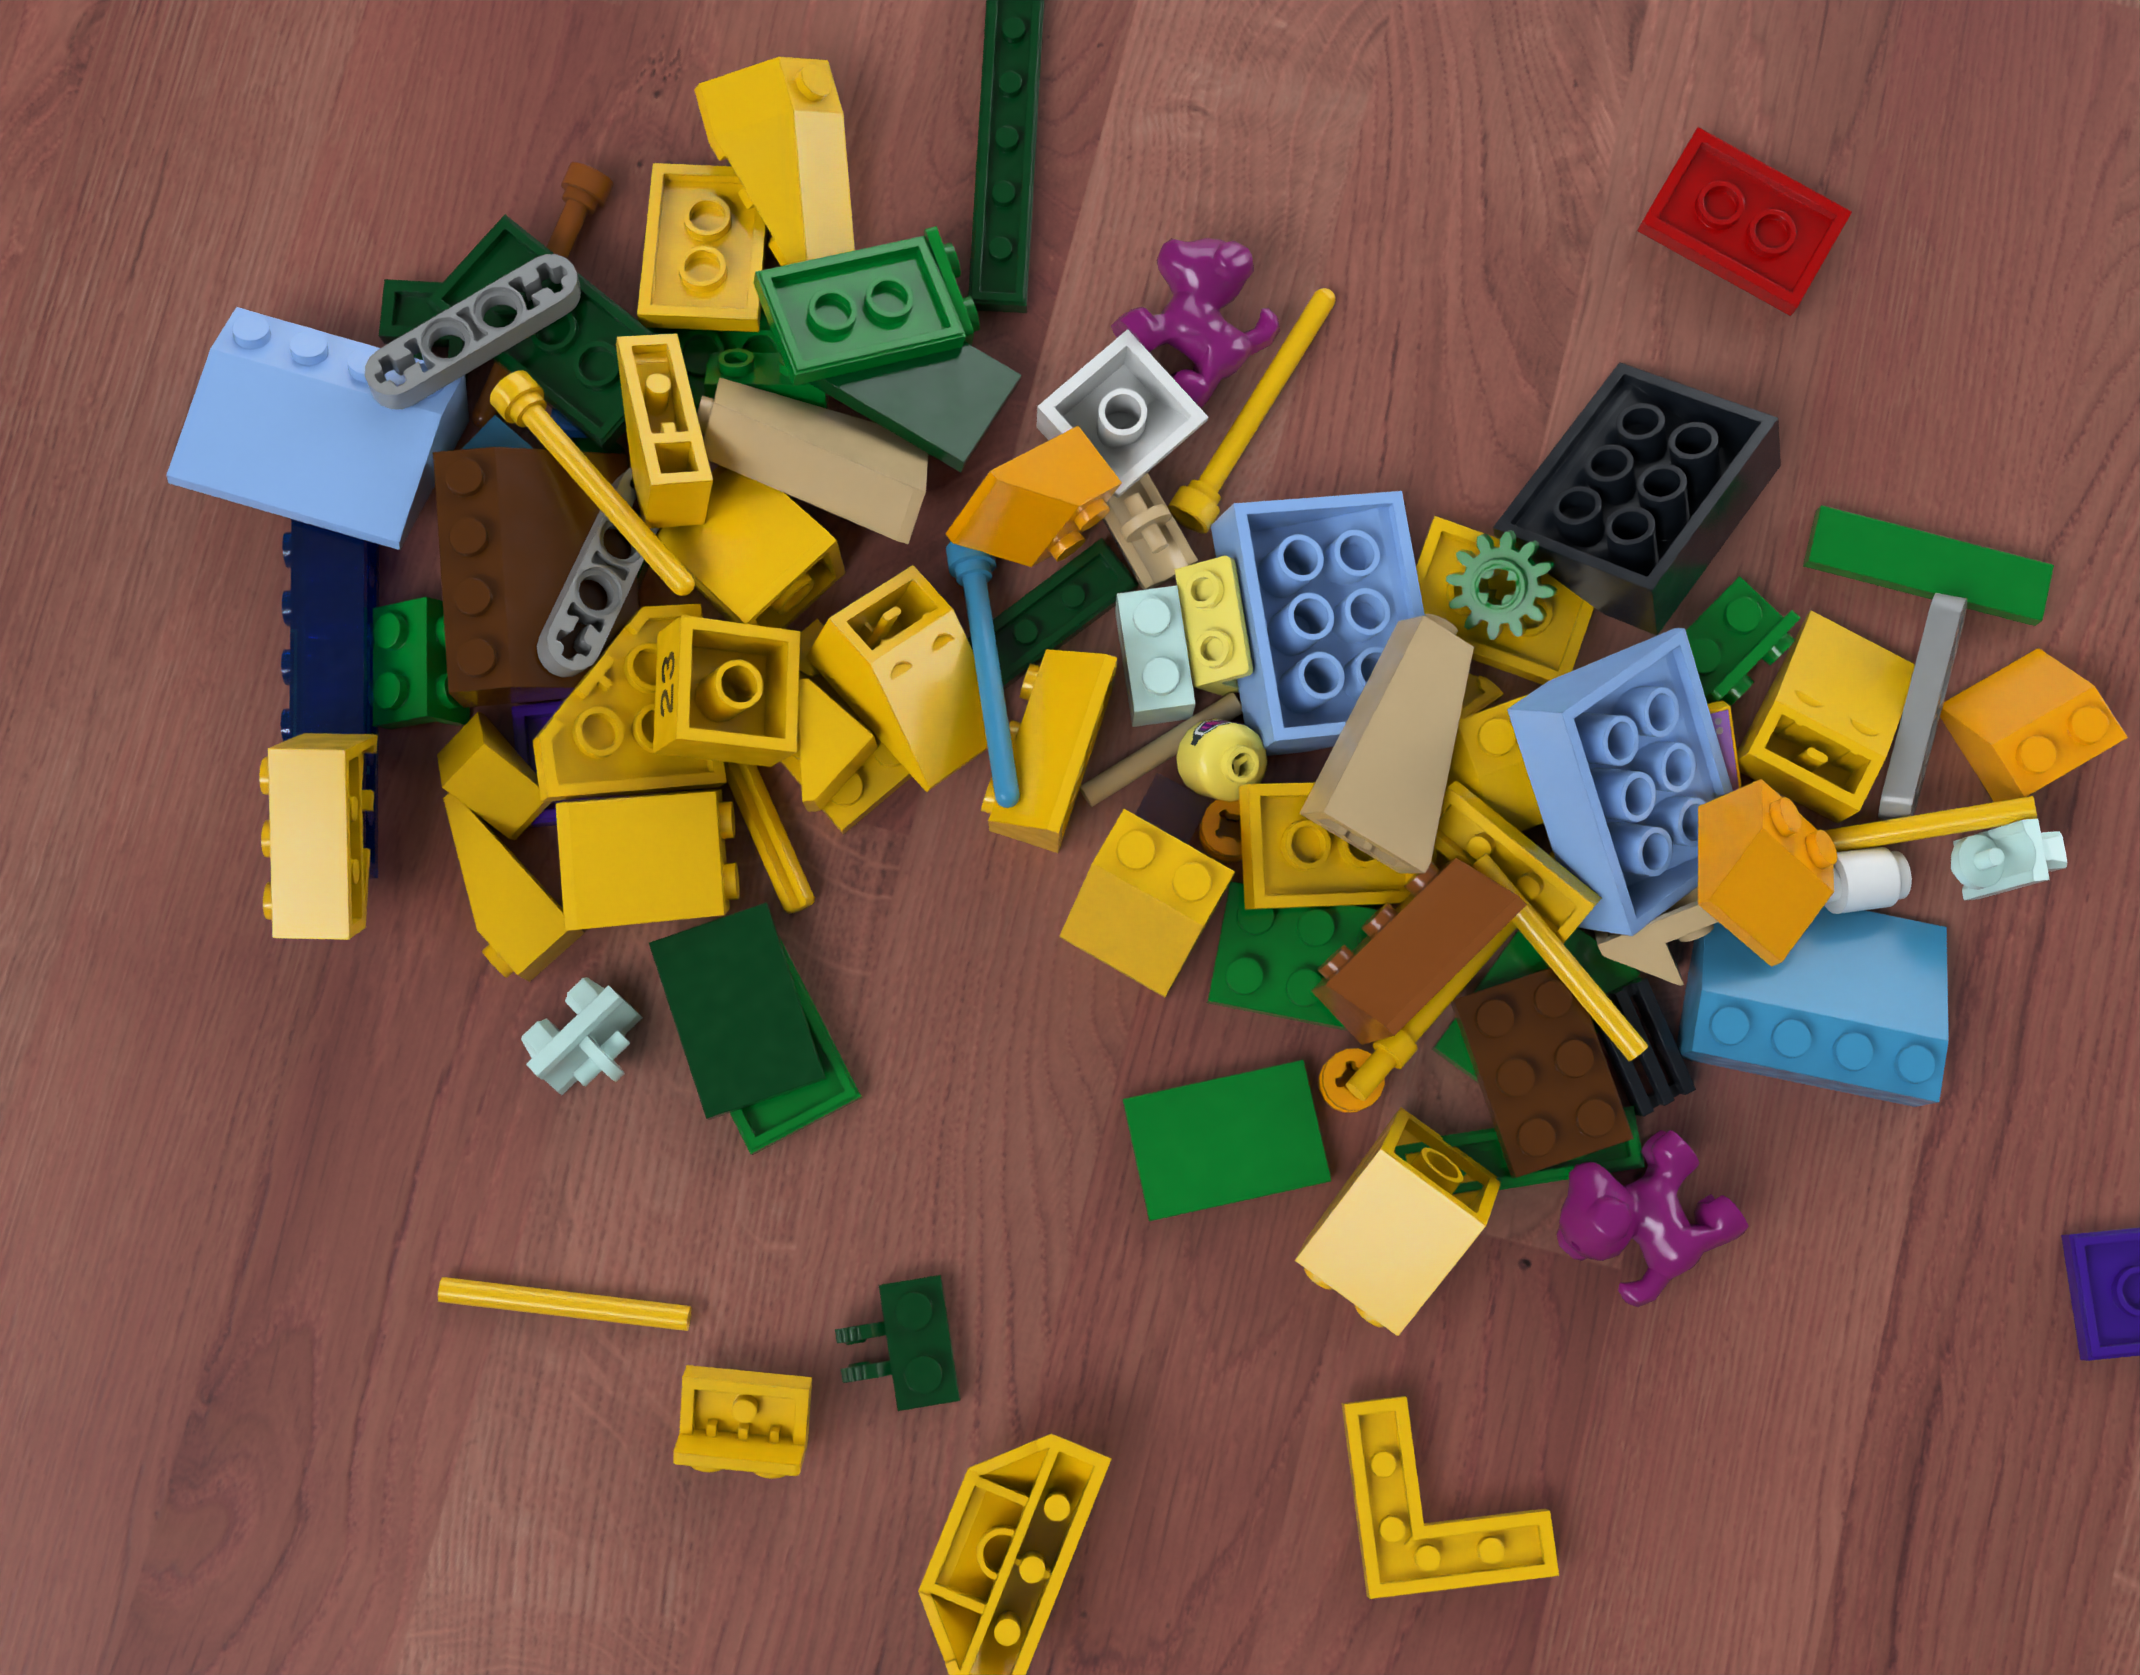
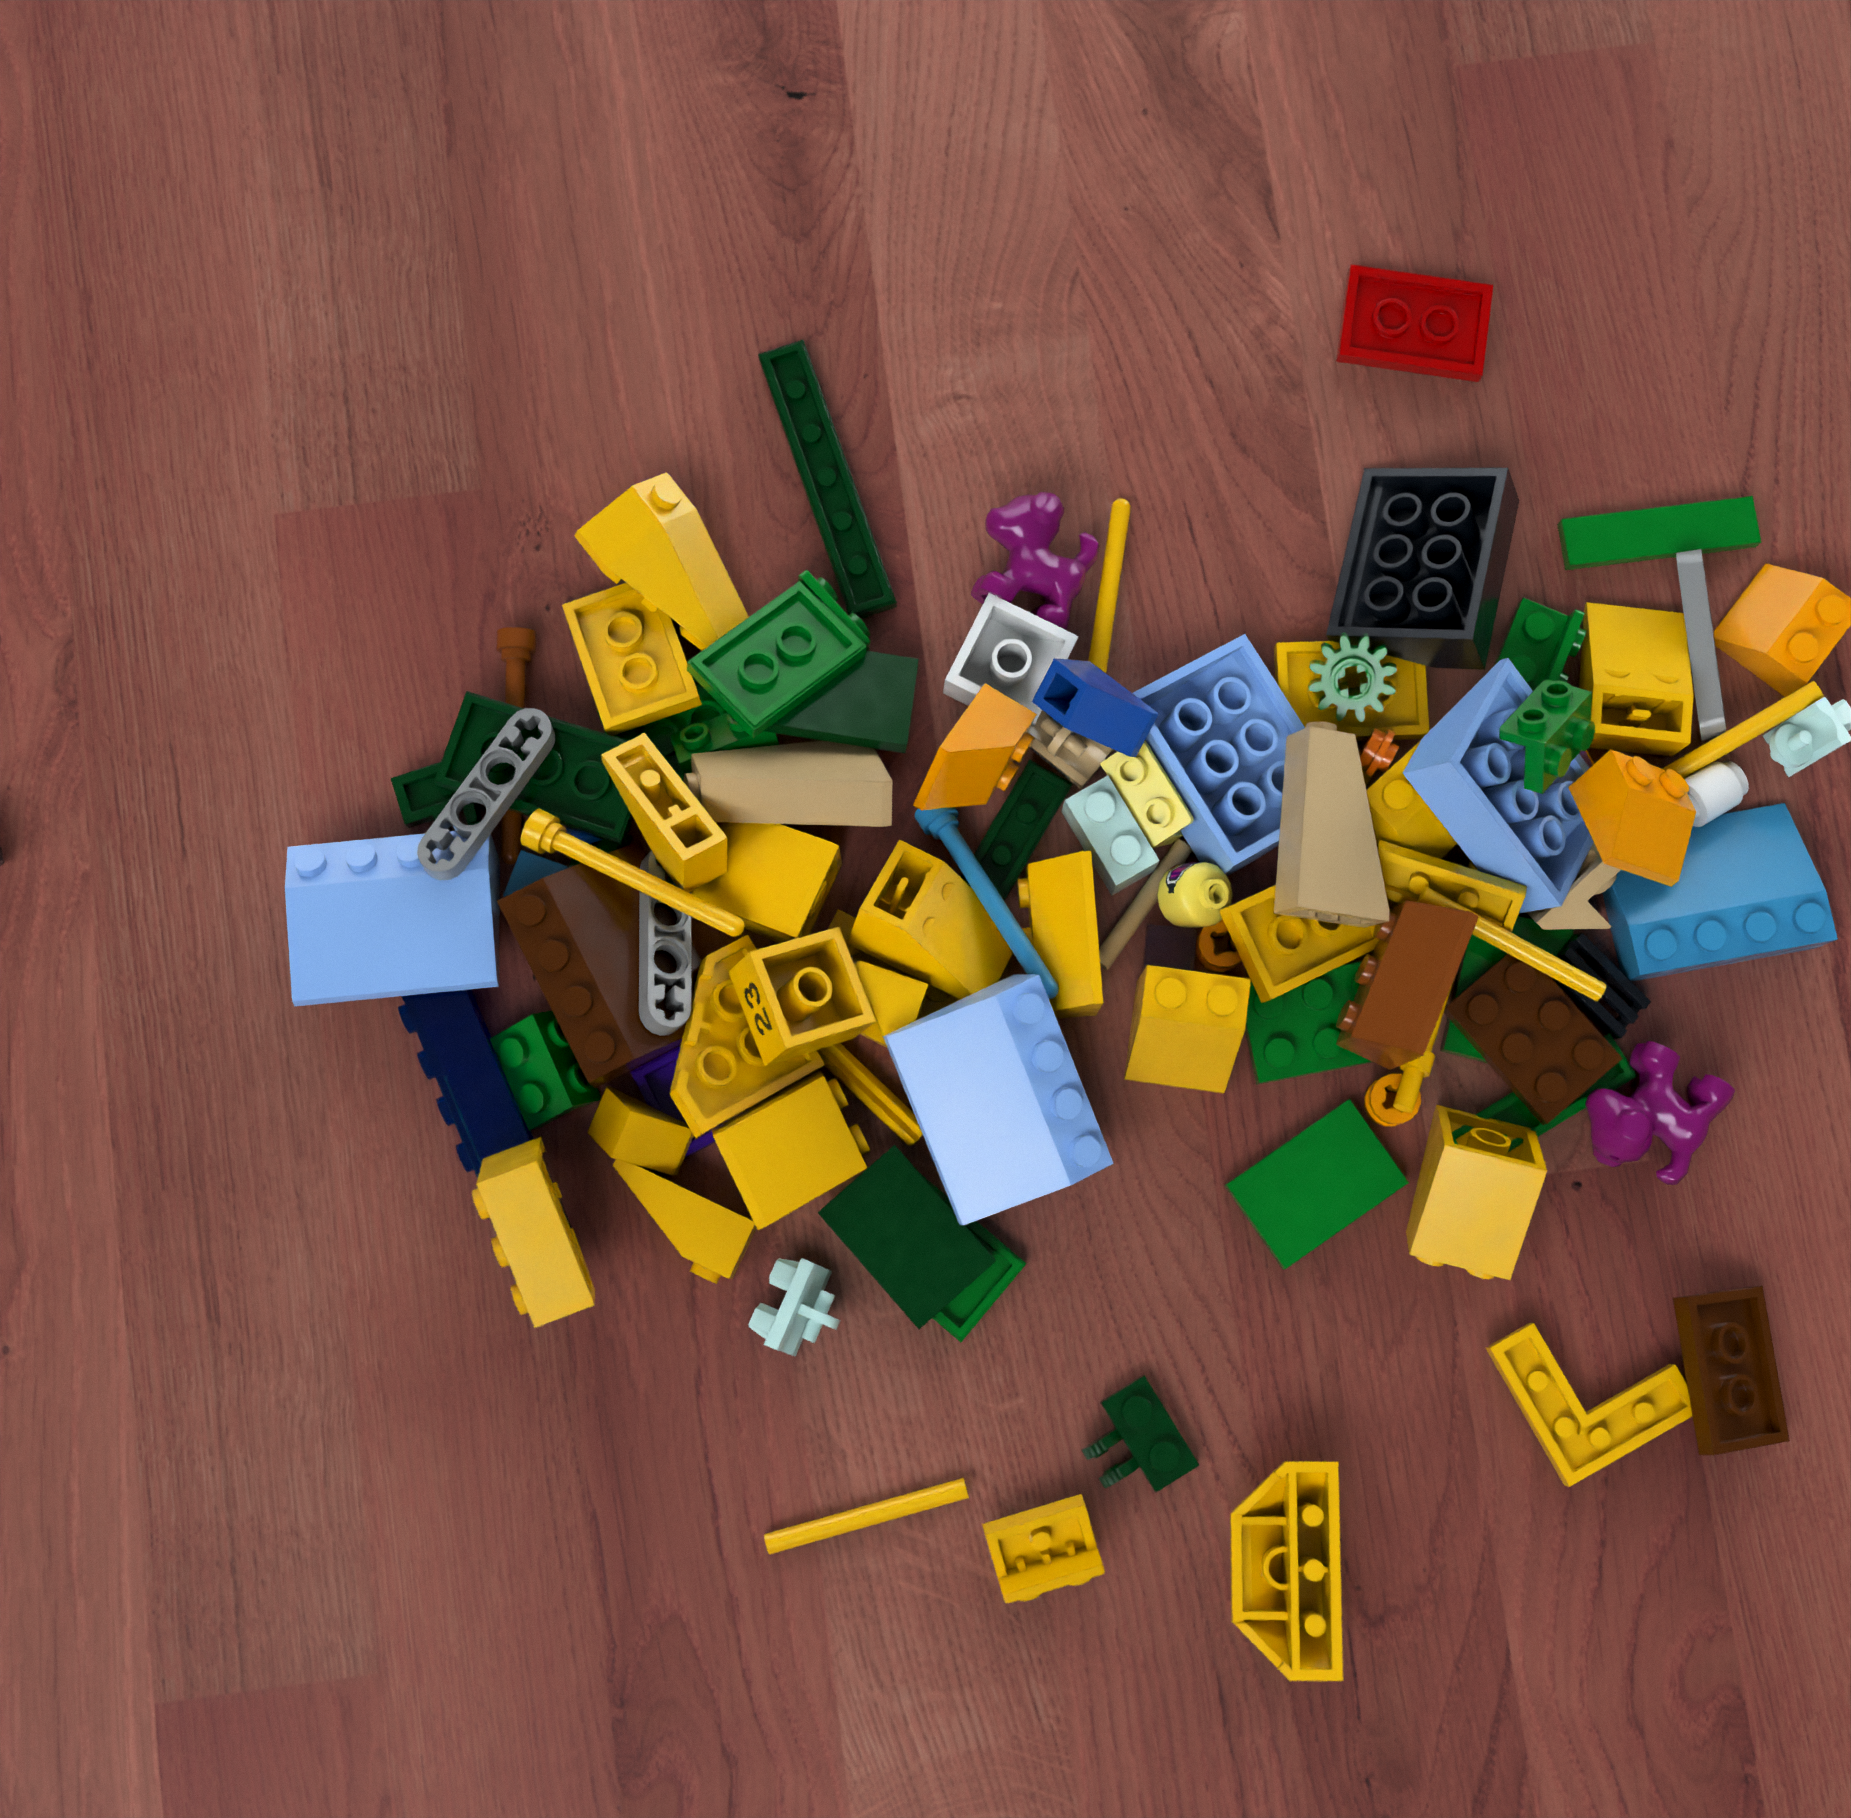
camera: 20 degrees left, 0 degrees up
(899, 895) = (998, 1098): none -> light blue slope
(1190, 498) = (1095, 705): none -> blue slope
(1496, 681) = (1378, 751): none -> orange plate
(1610, 1543) = (1730, 1370): none -> reddish brown plate
(1701, 731) = (1553, 729): none -> green bracket

